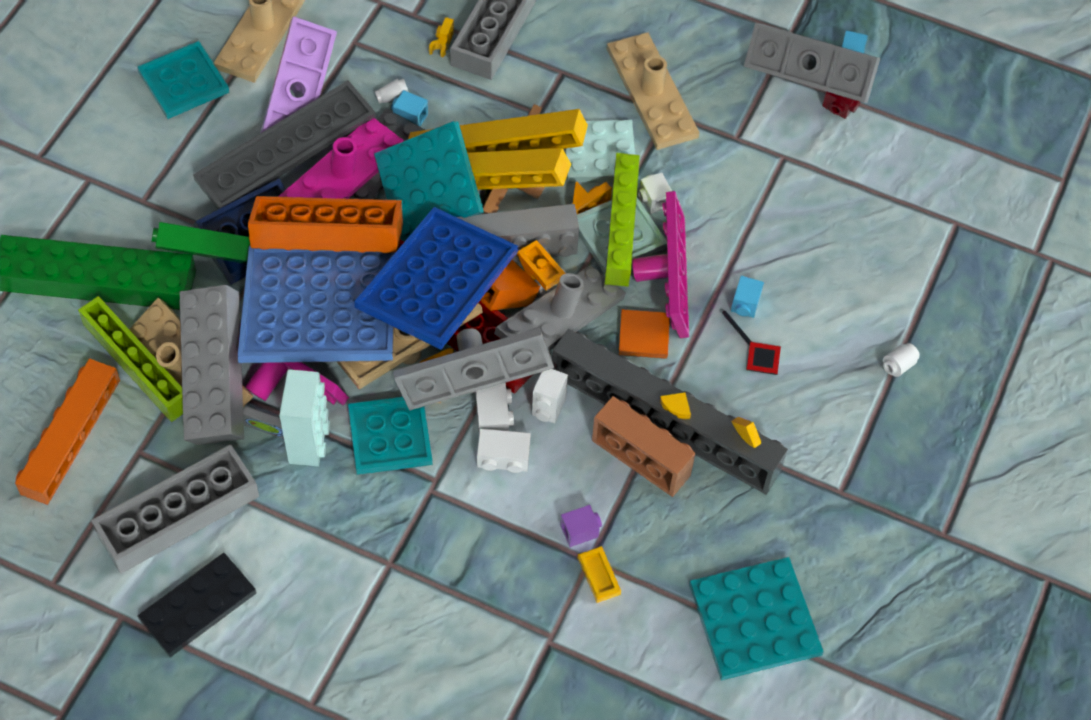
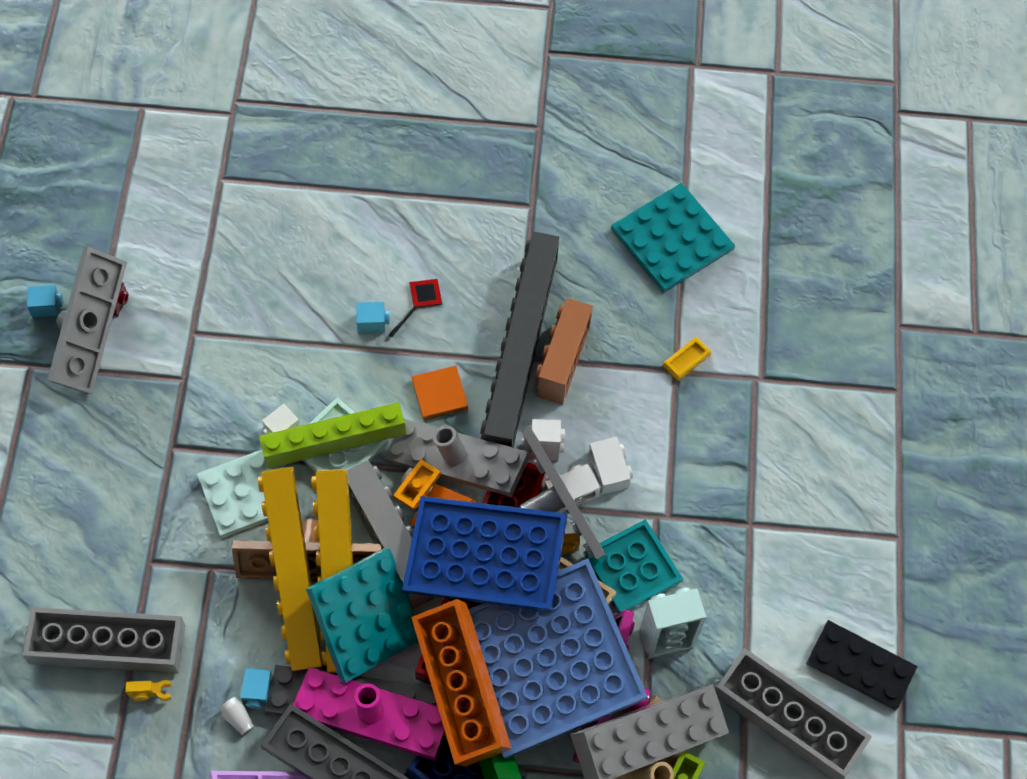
camera: 110 degrees left, 5 degrees up
(262, 422) = (669, 677): light grey tile -> none
(580, 525) = (654, 382): medium lavender brick -> none
(595, 197) = (304, 475): light orange slope -> none
(652, 91) = (148, 469): tan plate -> none
(670, 266) = (365, 381): dark pink plate -> none
(676, 404) = (529, 321): yellow tile -> none
(747, 431) = (533, 261): yellow tile -> none
(900, 359) = (389, 186): white brick -> none

